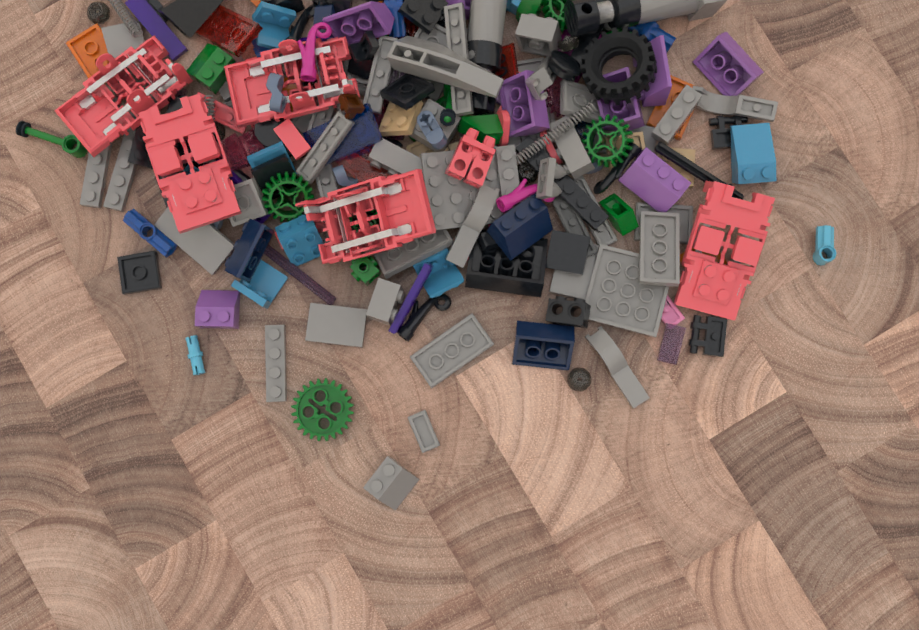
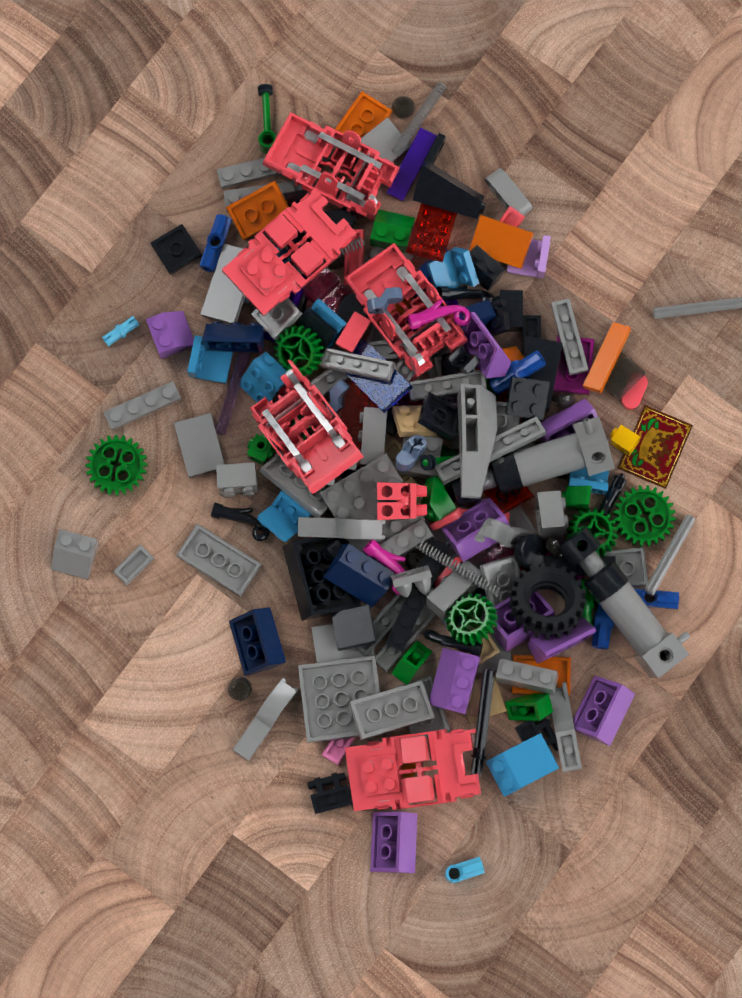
camera: 65 degrees right, 5 degrees down
(135, 180) = (257, 209): none -> orange tile
(351, 105) = (402, 371): reddish brown tile -> none
(411, 297) = (251, 501): dark purple tile -> none
(567, 316) = (296, 651): black brick -> none
(671, 343) = (308, 761): tile -> none
(702, 127) = (529, 707): none -> green slope
(776, 297) = (393, 842): none -> medium lavender slope

